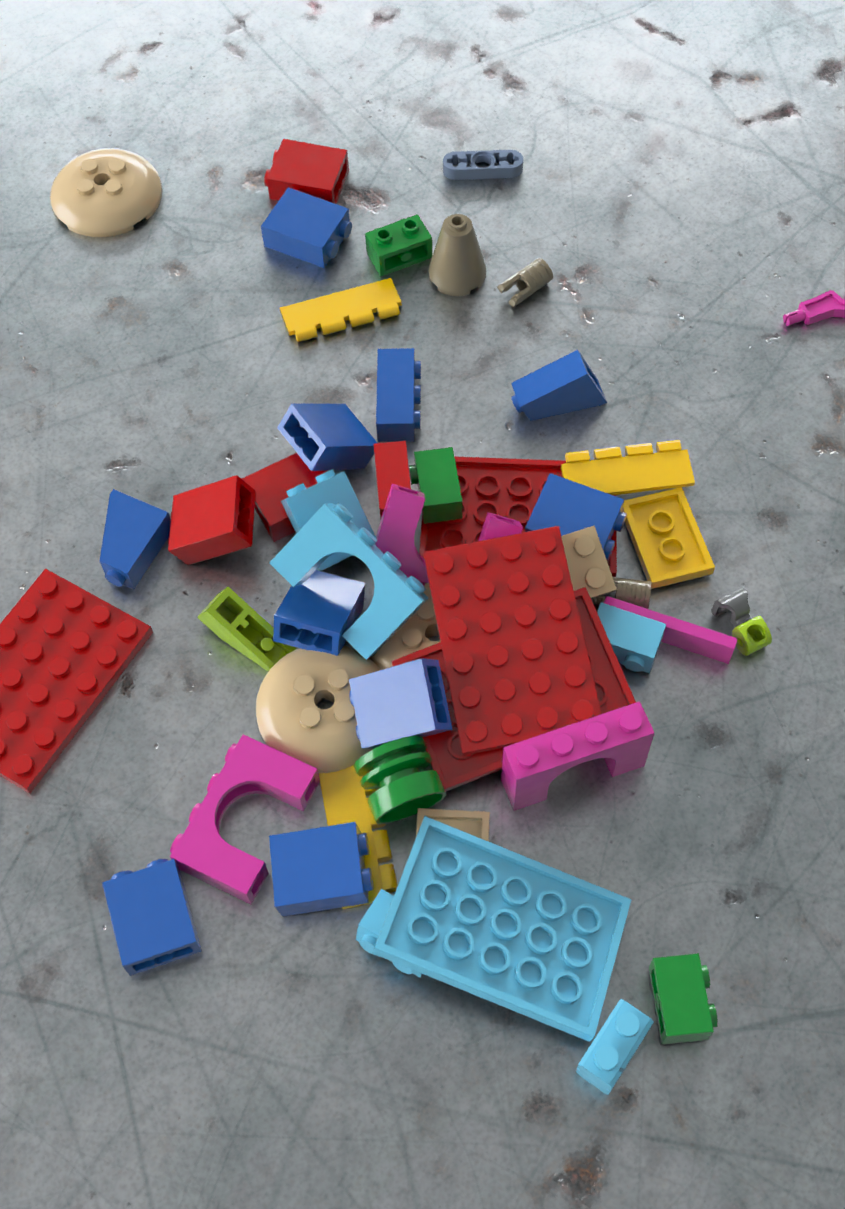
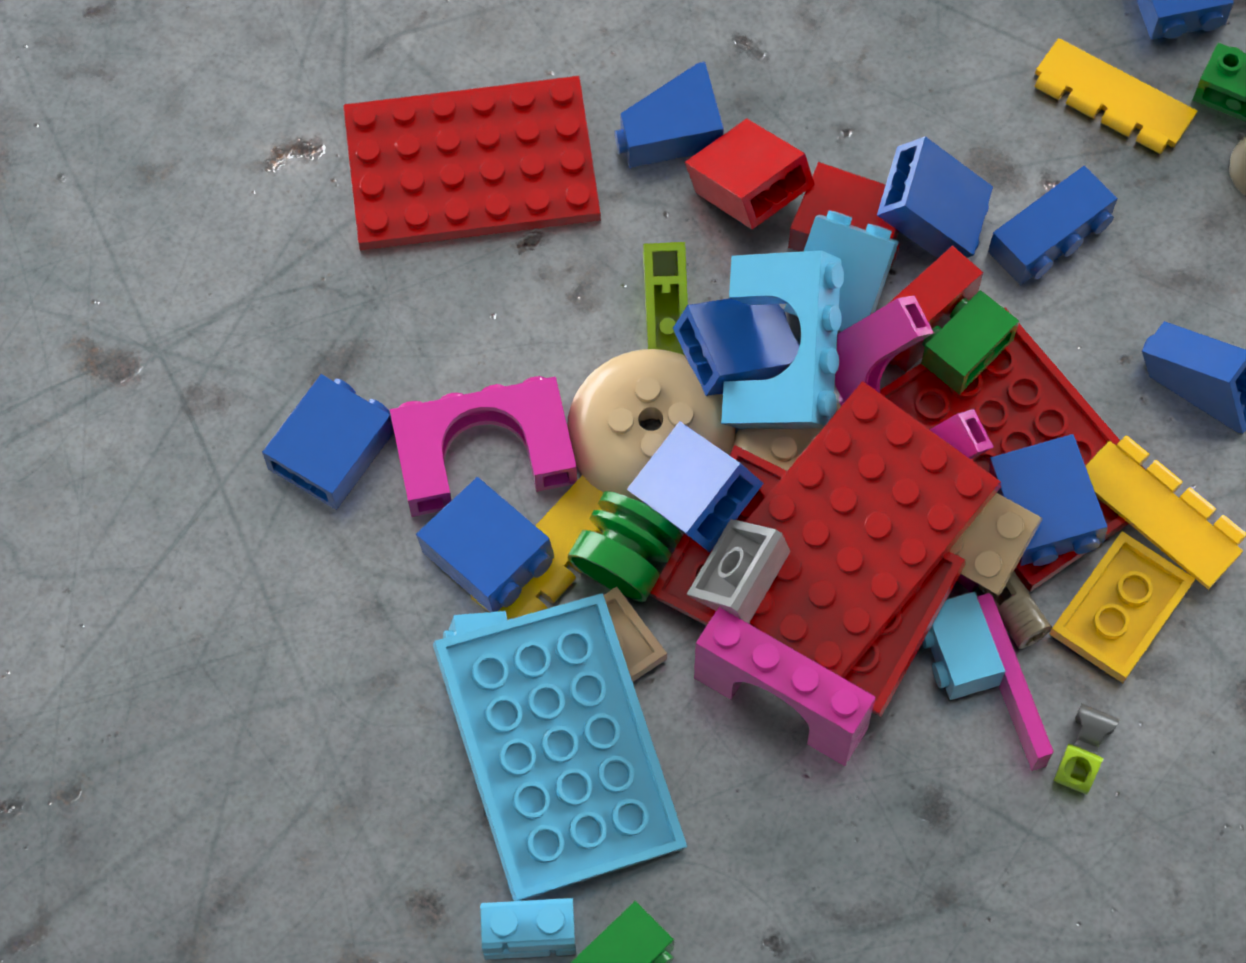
camera: 50 degrees right, 5 degrees up
(484, 717) = (740, 569): none -> light grey slope

